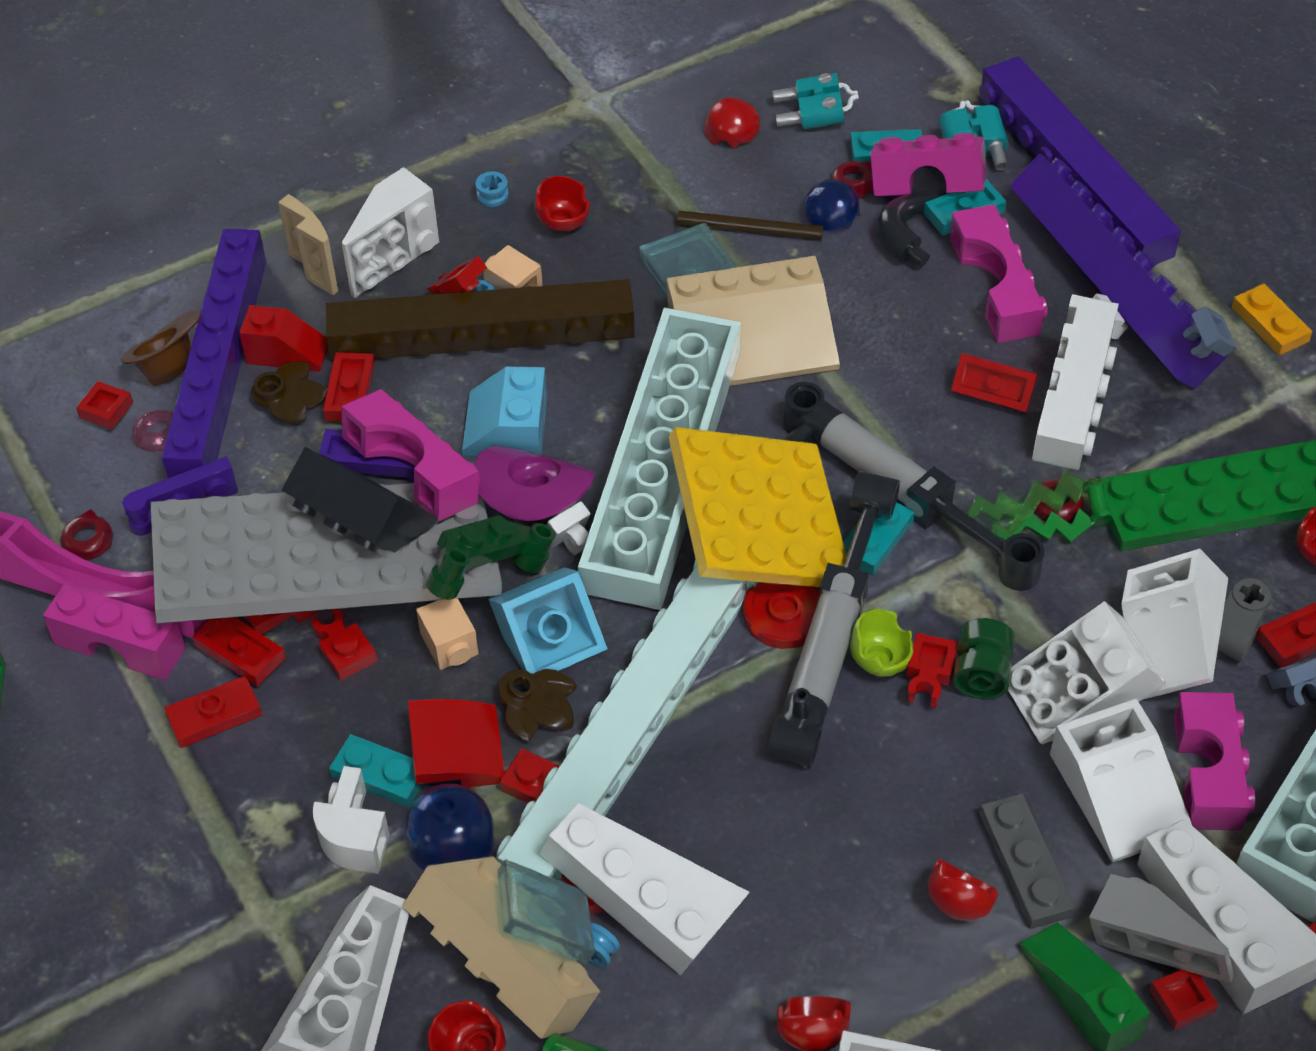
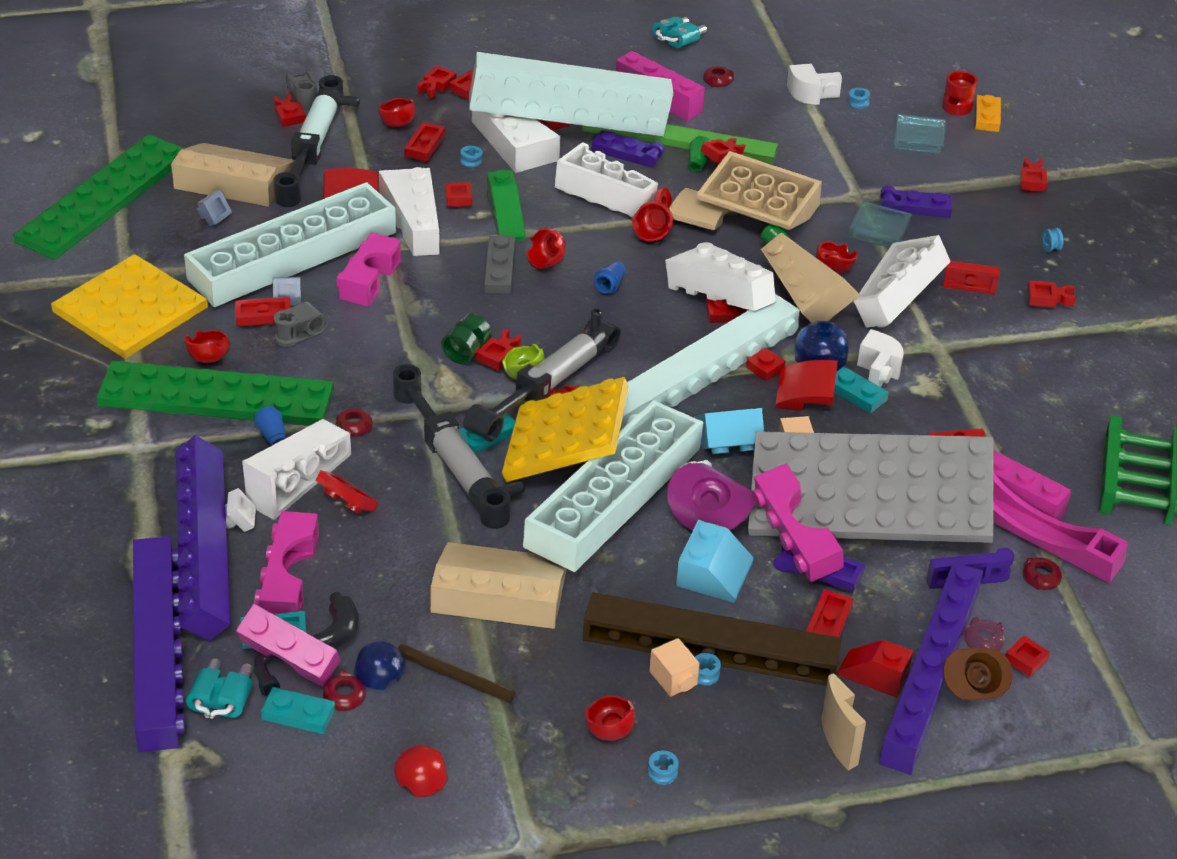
camera: 165 degrees left, 10 degrees down
(288, 392) = (879, 626): dark brown plate -> none
(354, 503) = (842, 483): black slope -> none
(389, 230) = (768, 715): white slope -> none
(460, 279) = (721, 663): red plate -> none
(483, 544) = (765, 444): dark green plate -> none
(540, 705) = (749, 396): dark brown plate -> none
(545, 911) = (787, 263): clear light blue tile -> none
(685, 254) = (521, 653): clear light blue tile -> none
(818, 102) = (334, 762): teal piece -> none
(834, 874) = (609, 277): none -> blue cone
(1023, 513) = (335, 405): piece -> none
(1082, 672) = (408, 316): white slope -> none
(1119, 776) = (427, 275): white slope -> none
(1149, 446) = (270, 424): none -> blue cone
(1149, 925) = (459, 209): light grey slope -> none
(1177, 617) = (342, 317): white slope -> none
(1213, 333) = (194, 431): sand blue tile -> none
(1271, 319) = (111, 491): light orange plate -> none

